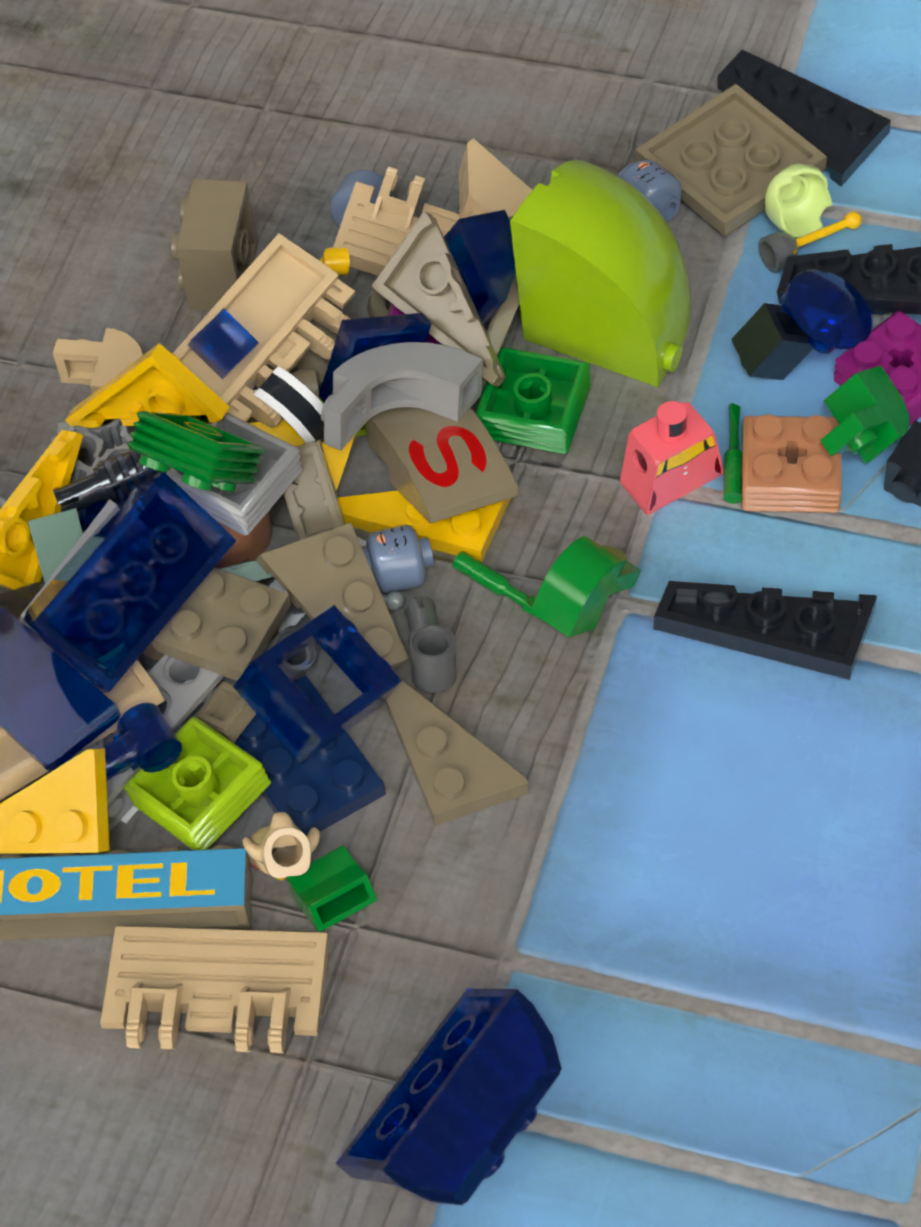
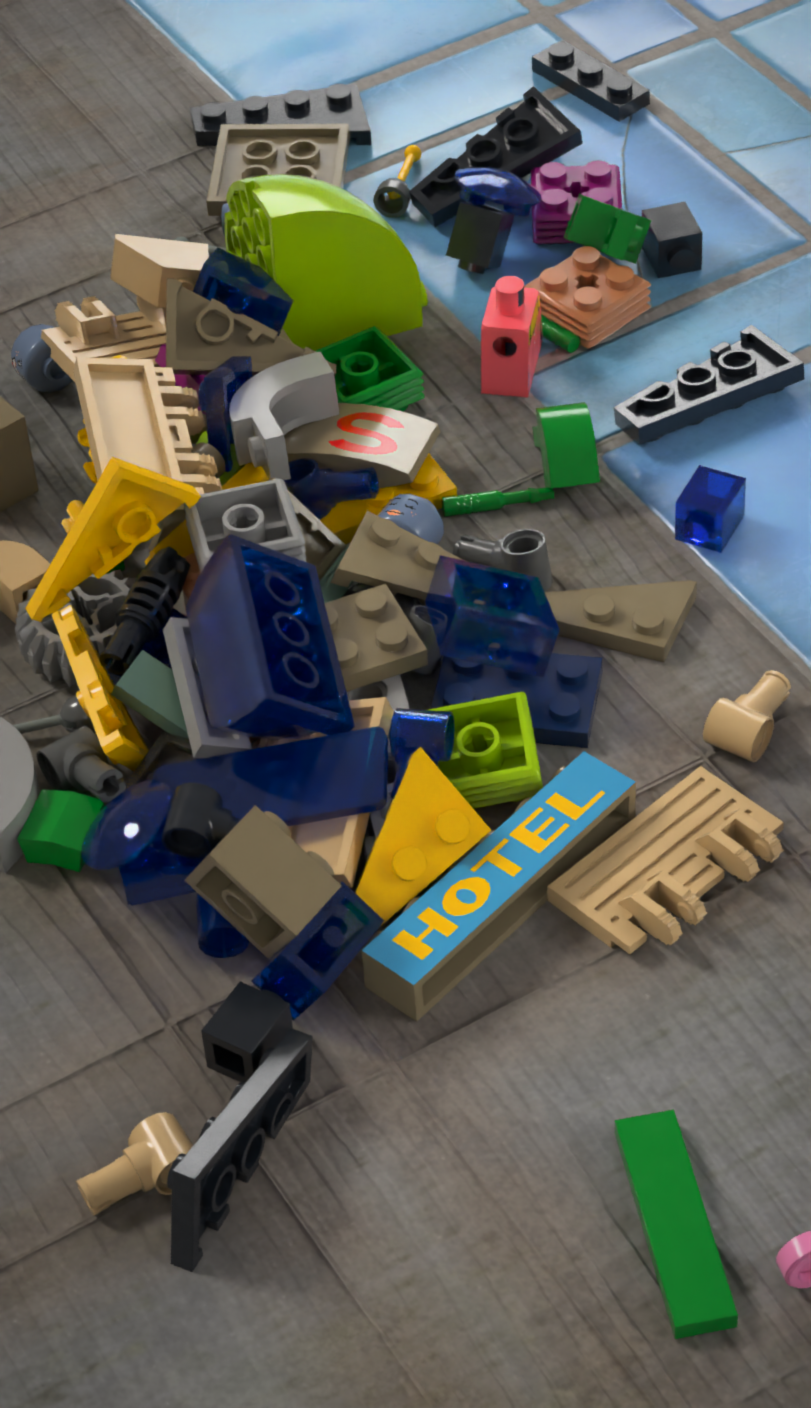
camera: 50 degrees left, 10 degrees down
(195, 448) = (234, 502): green brick -> none
(223, 343) = (134, 445): clear blue tile -> none
(226, 712) = (433, 688): dark tan tile -> none
(290, 848) = (613, 729): tan animal -> none
(293, 403) = (220, 460): sticker -> none
(331, 889) = (664, 740): green piece -> none
(371, 475) = (323, 488): none -> clear blue pin
(396, 929) = (748, 722): none -> tan pin
(615, 731) = (710, 508): none -> clear blue brick
(797, 199) = (365, 156): yellowish green hair -> none

